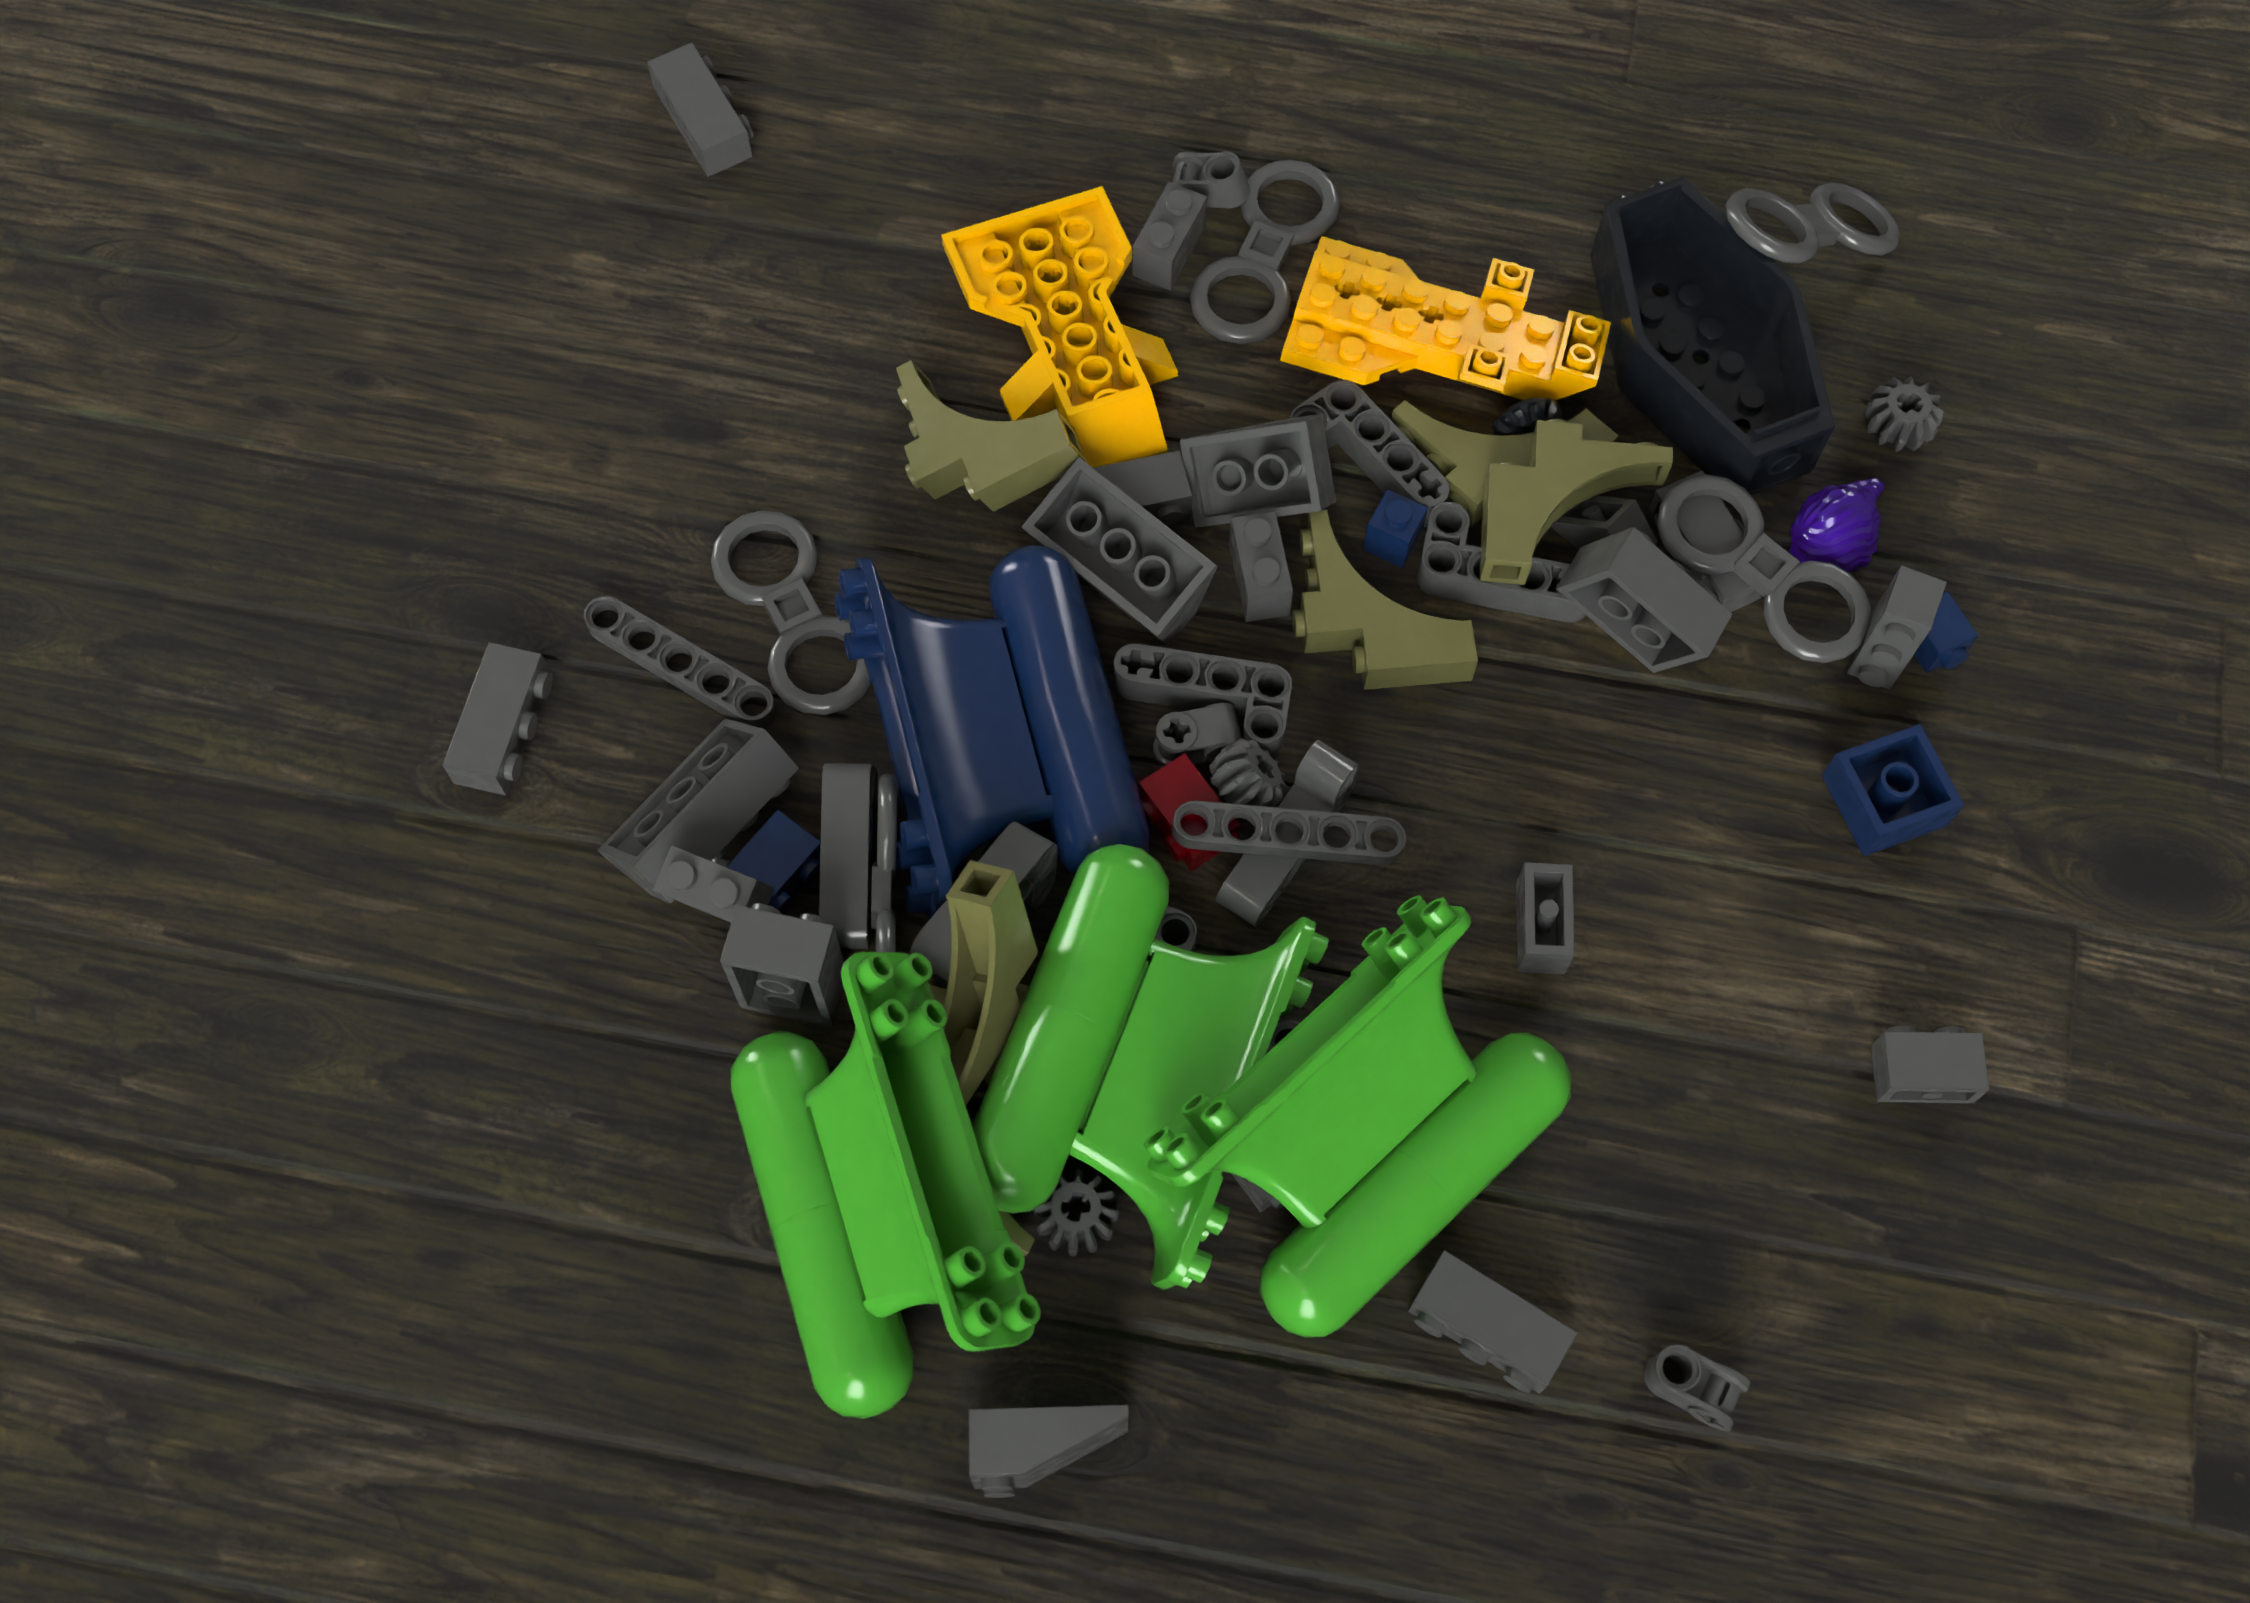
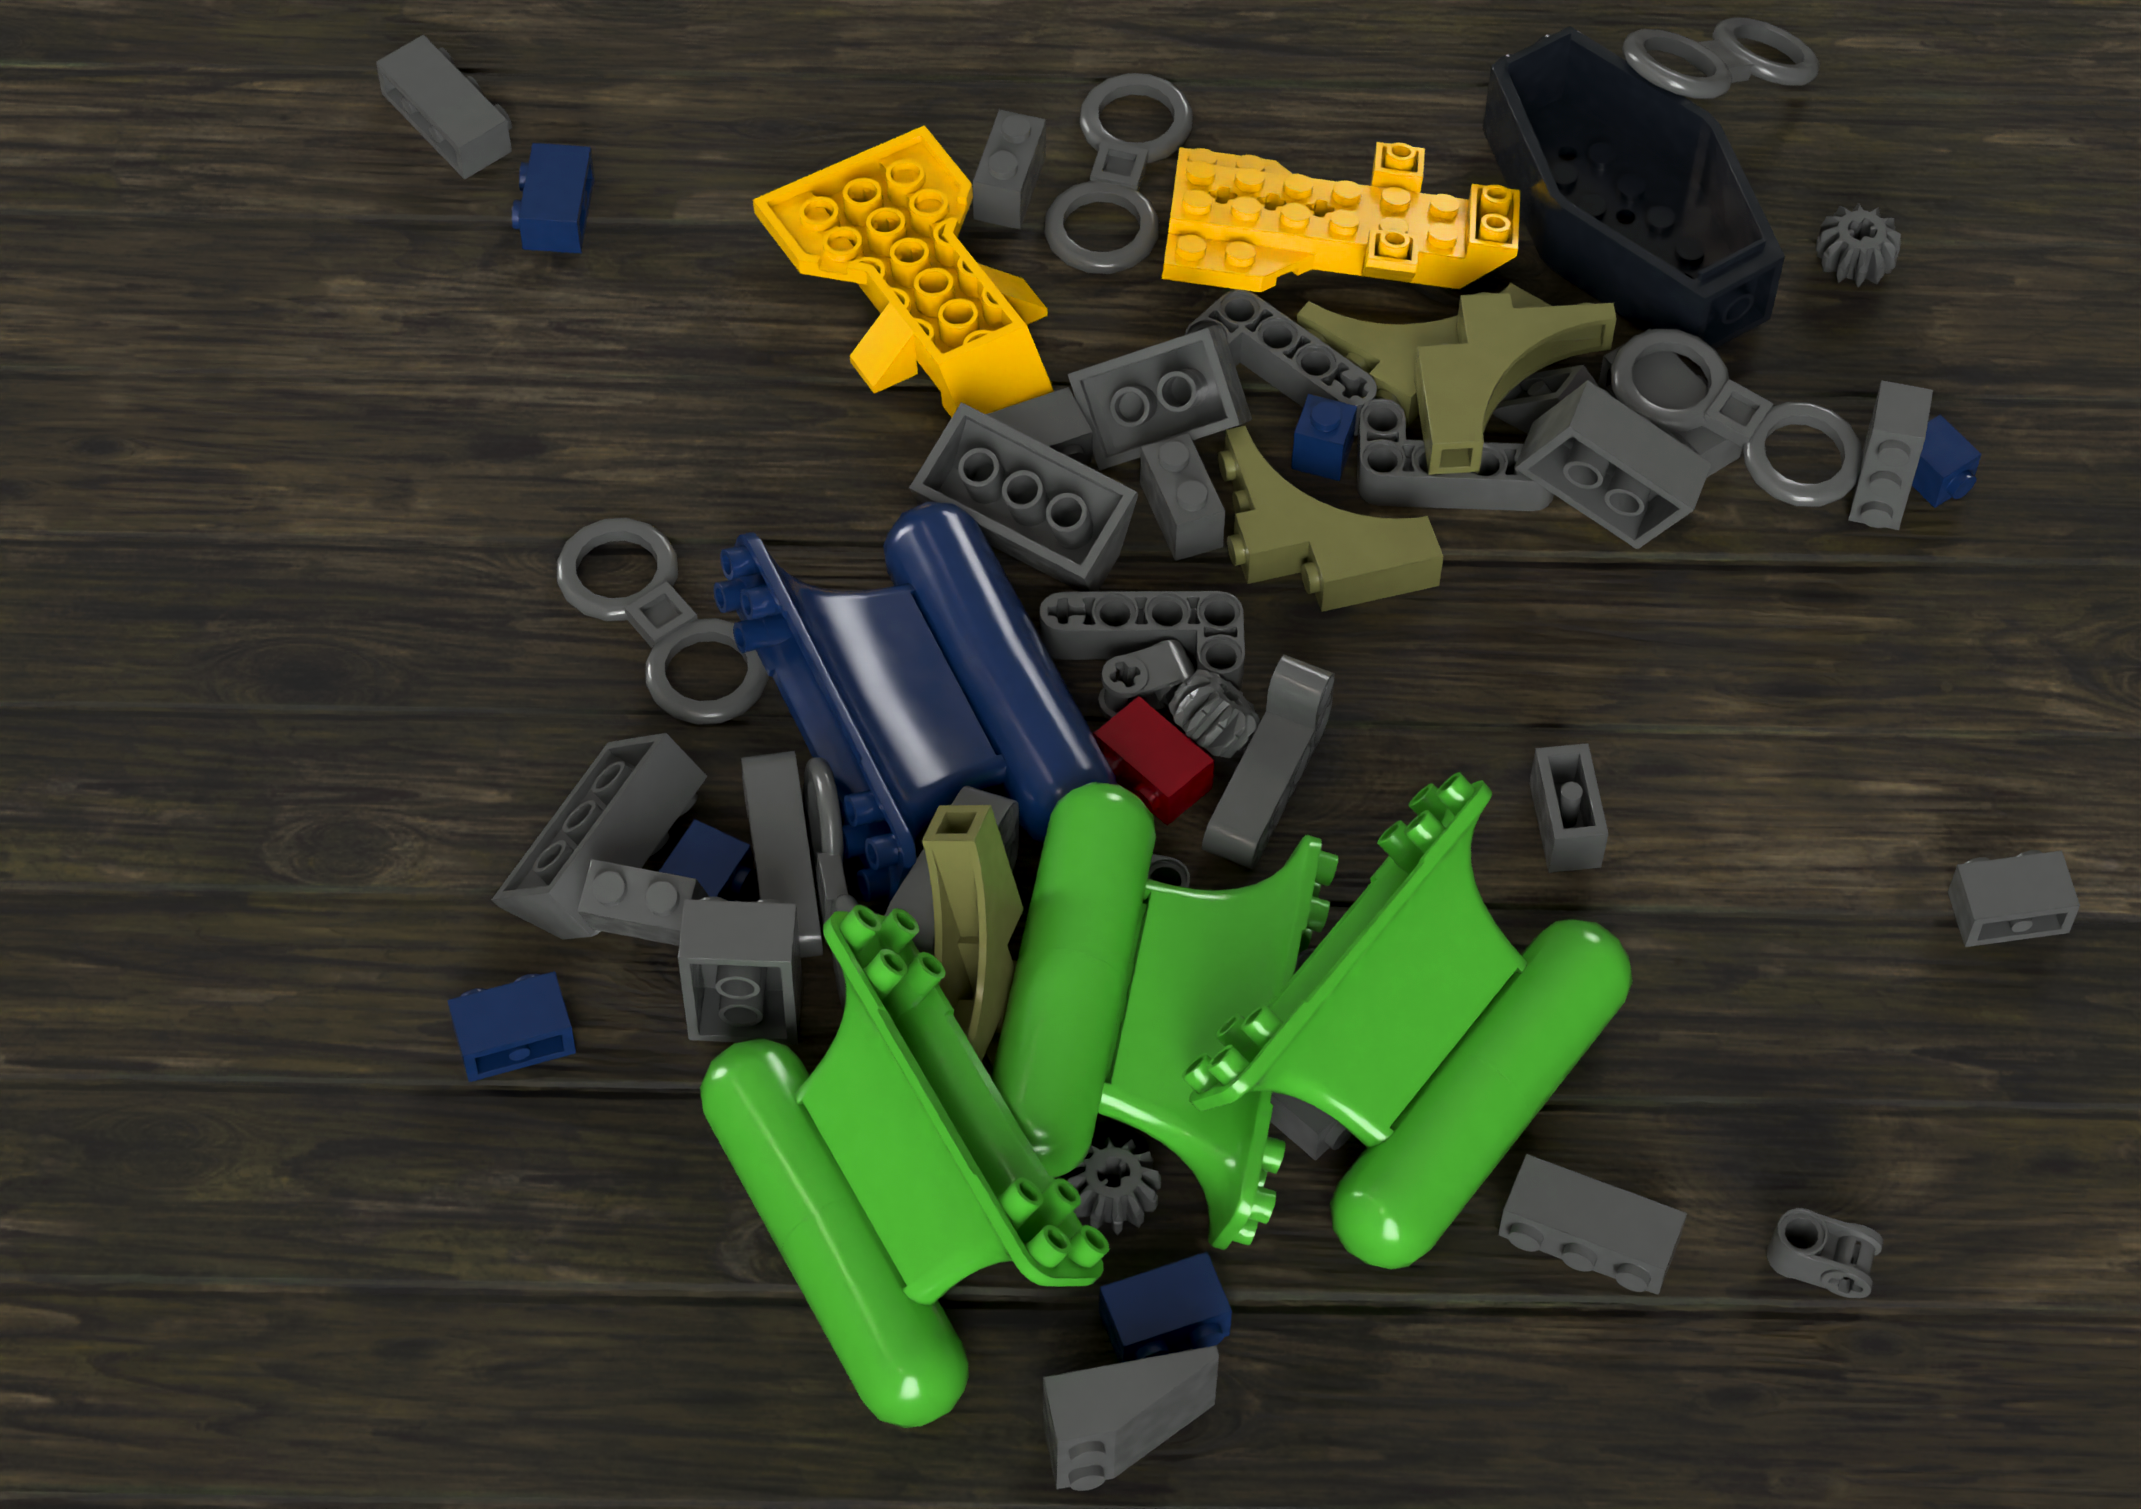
camera: 10 degrees left, 10 degrees down
(498, 719) = (351, 777): dark grey brick -> none
(587, 974) = (511, 1026): none -> dark blue brick
(669, 644) = (527, 673): dark grey beam -> none
(776, 207) = (554, 198): none -> dark blue brick
(989, 457) = (859, 420): olive arch -> none
(1099, 1343) = (1166, 1310): none -> dark blue brick
(1213, 175) = (1047, 96): dark grey piece -> none
(1309, 822) = (1249, 772): dark grey beam -> none
(1523, 416) = (1444, 298): black gear -> none
(1839, 525) = (1810, 364): dark purple hair -> none
(1892, 790) = (1919, 624): dark blue brick -> none

